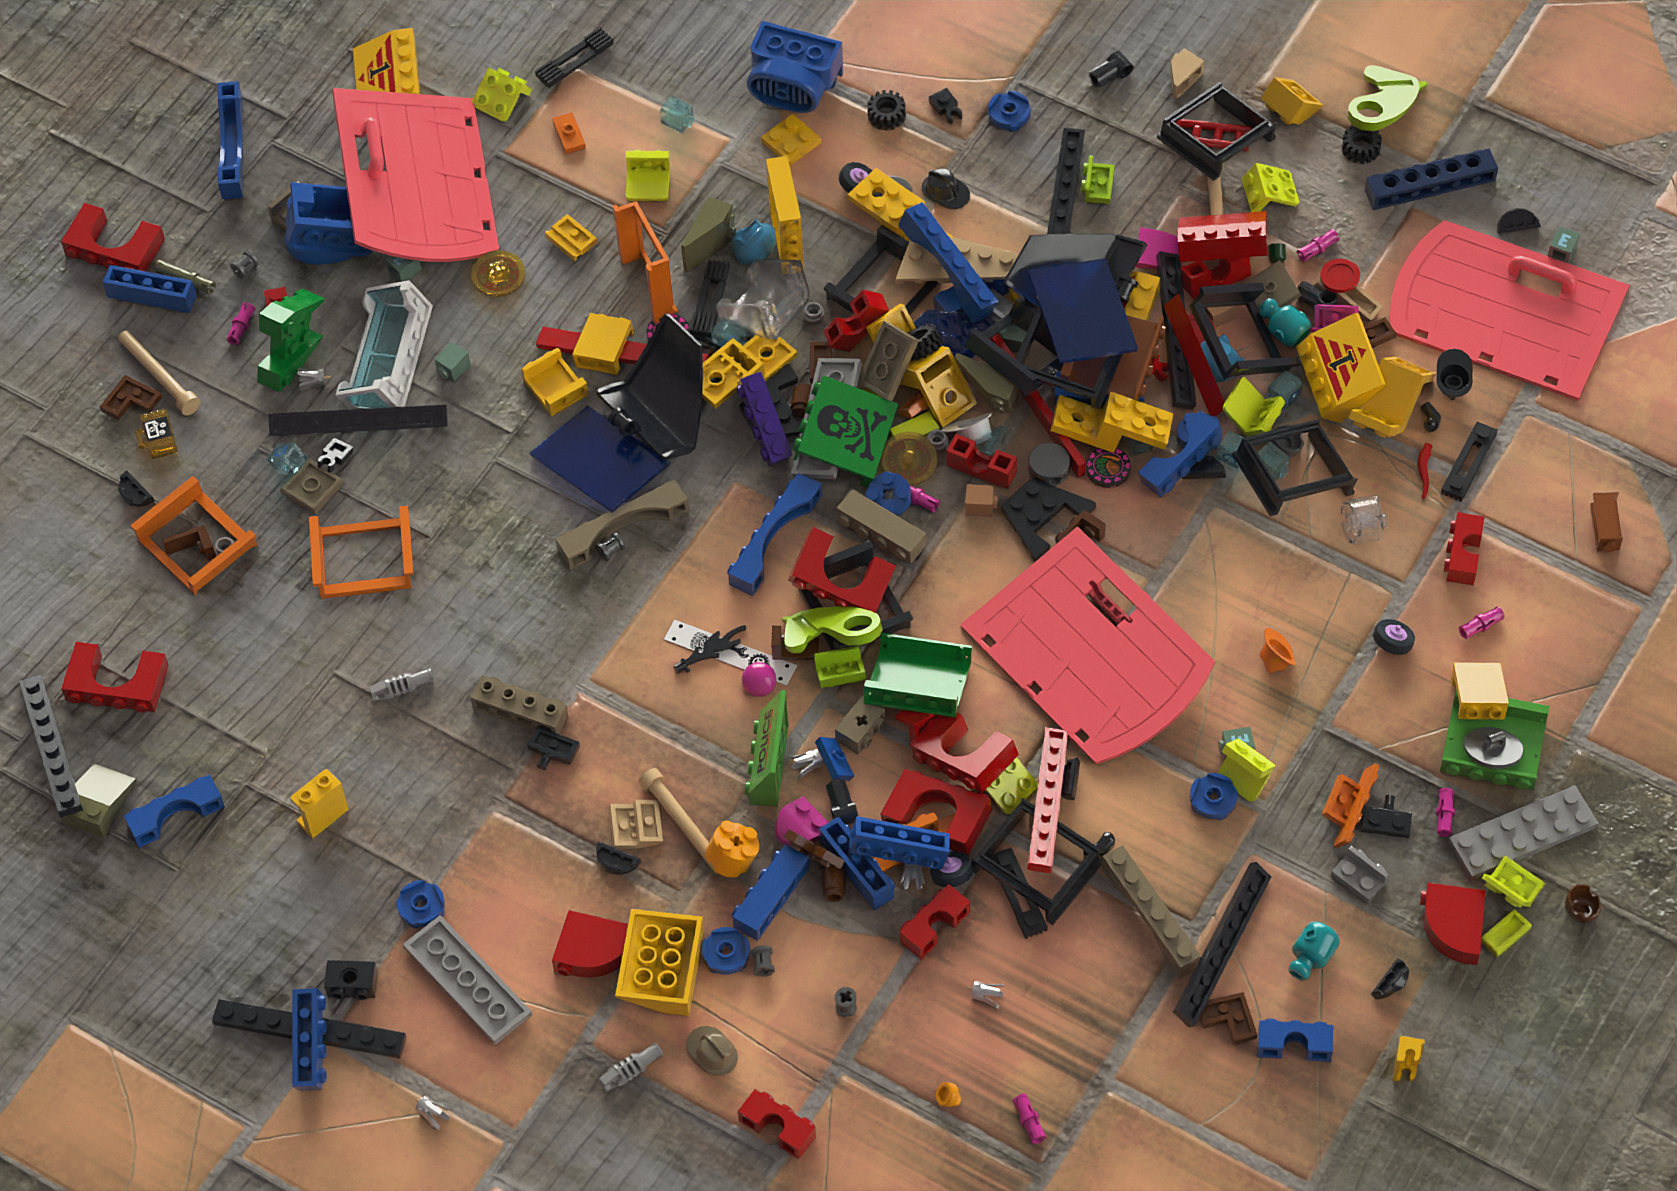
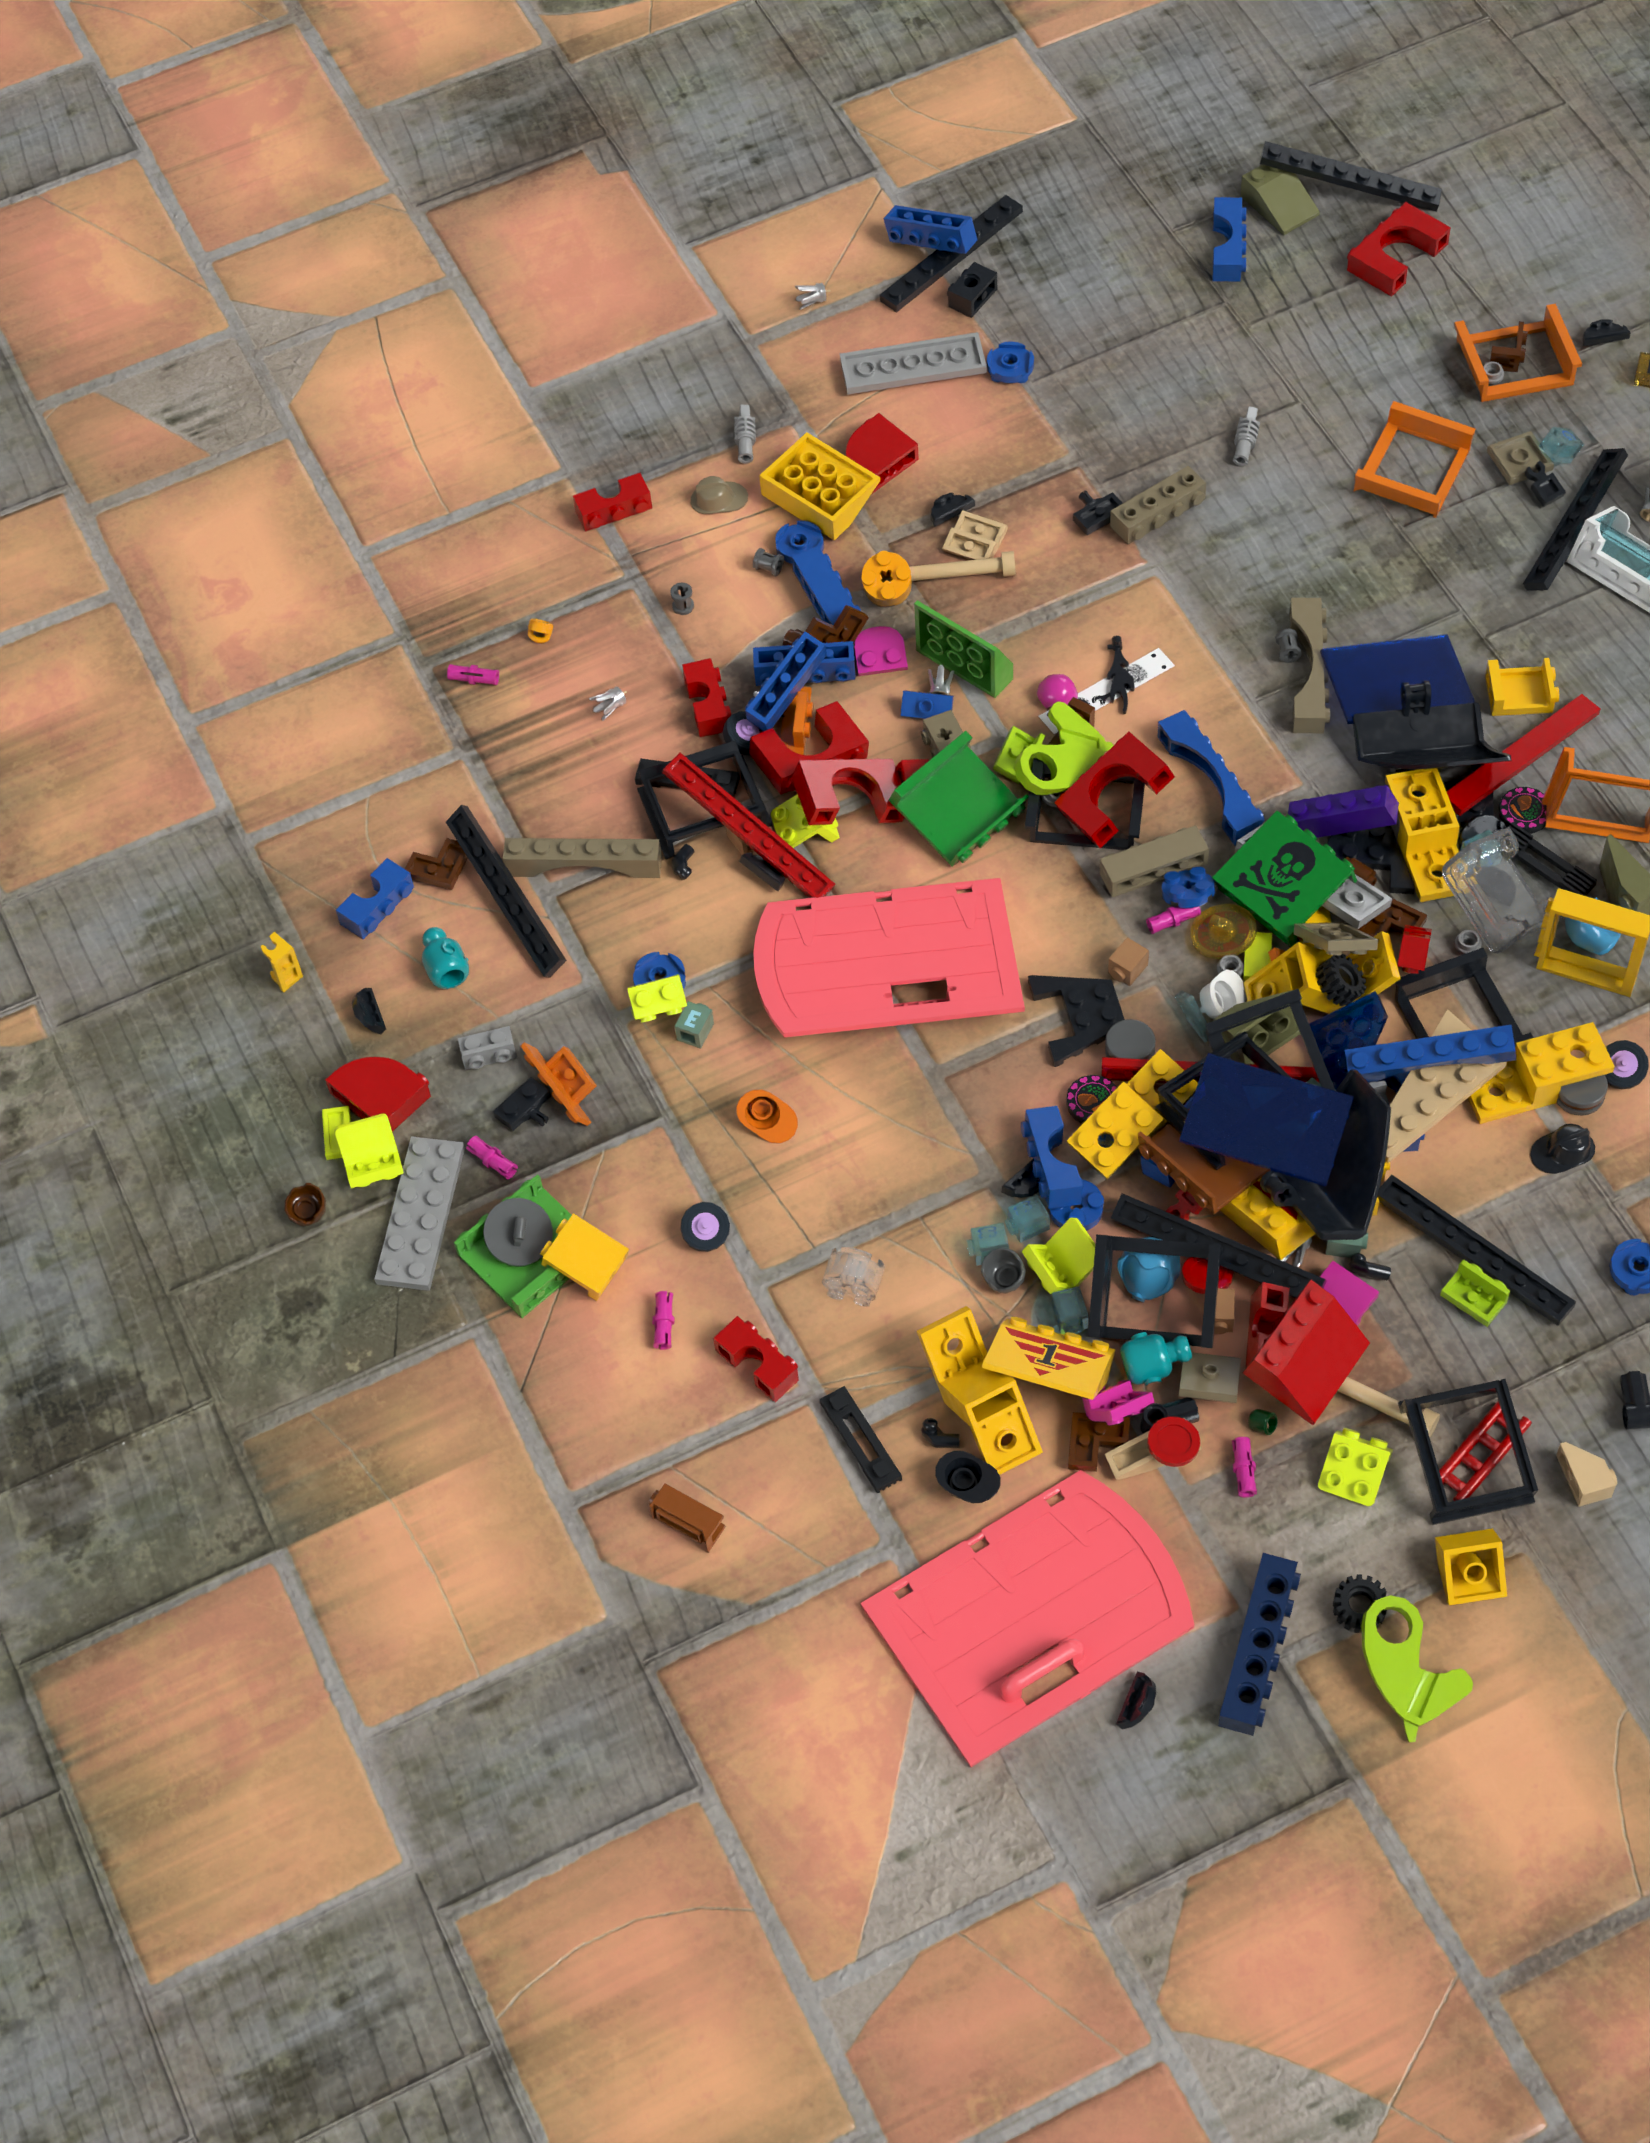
camera: 125 degrees right, 0 degrees up
(320, 803) = (1150, 310): yellow panel -> none
(452, 362) = (1600, 617): sand green brick -> none
(602, 343) = (1541, 739): yellow panel -> none
(841, 802) = (869, 686): black piece -> none
(965, 457) = (1187, 974): red arch -> none
(1087, 523) = (1031, 1039): reddish brown bracket -> none
(1194, 356) = (1166, 1236): red sticker -> none
(1263, 482) = (952, 1302): black piece -> none
(1422, 461) = (894, 1394): red animal -> none
(1563, 244) = (1069, 1724): sand green brick -> none

